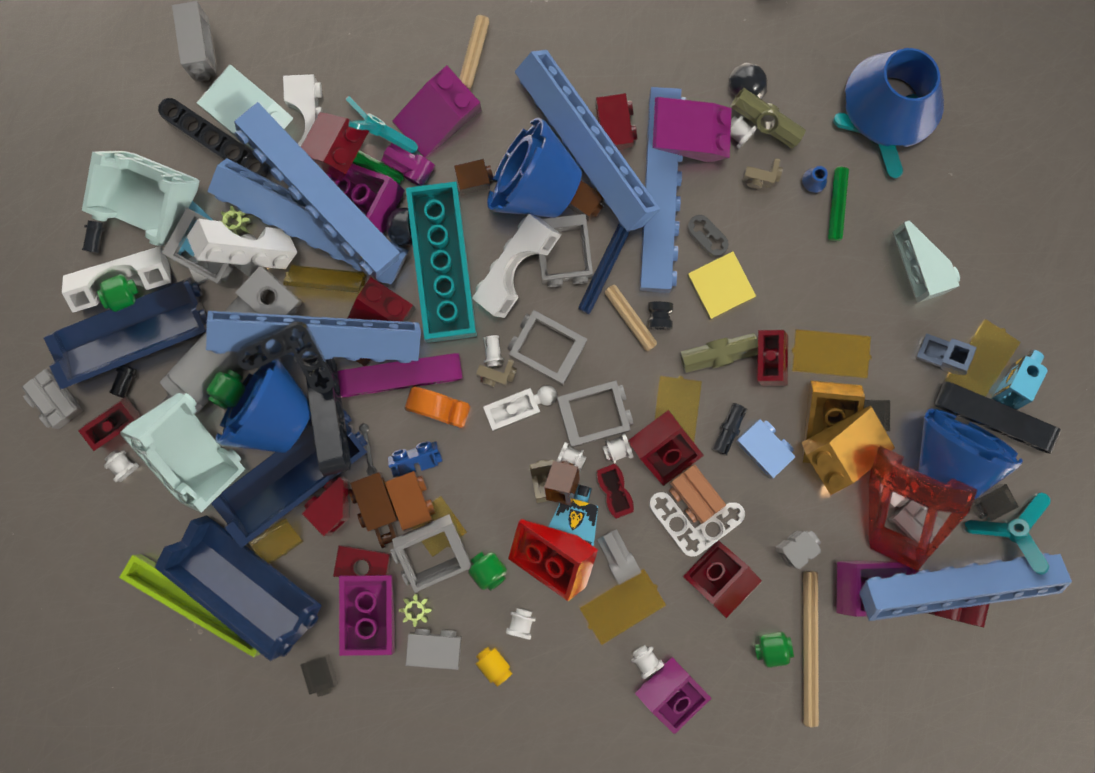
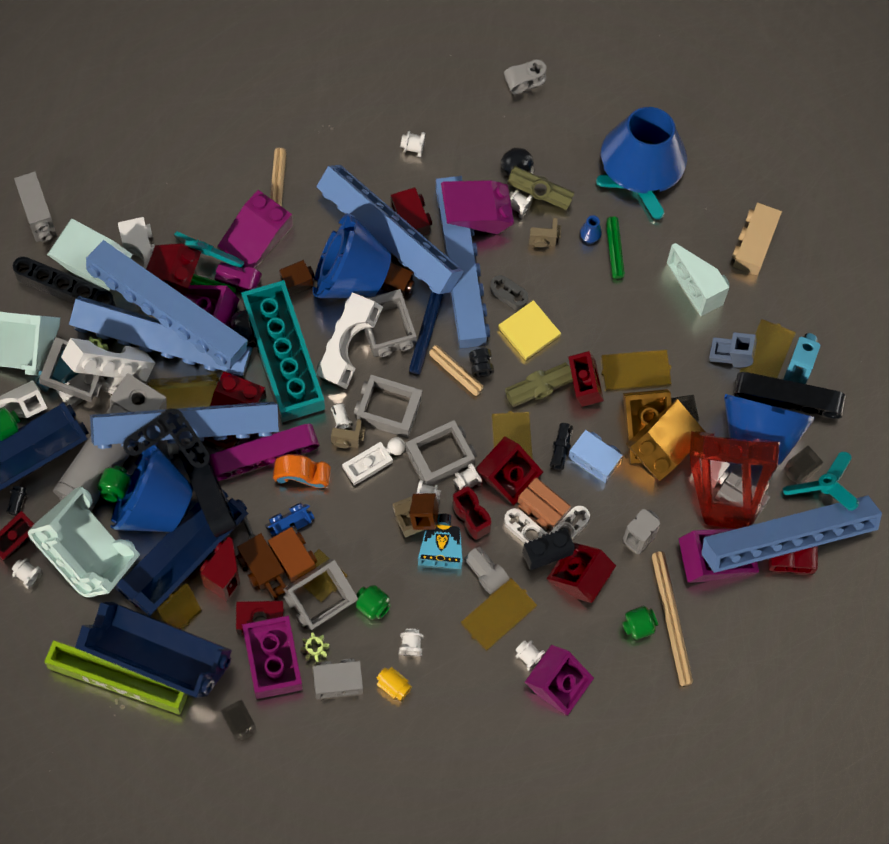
camera: 15 degrees left, 15 degrees down
(553, 557) = (428, 577): red slope -> none
(634, 36) = (413, 142): none -> white brick
(690, 551) = (548, 549): none -> black brick
(1001, 223) = (756, 238): none -> tan brick

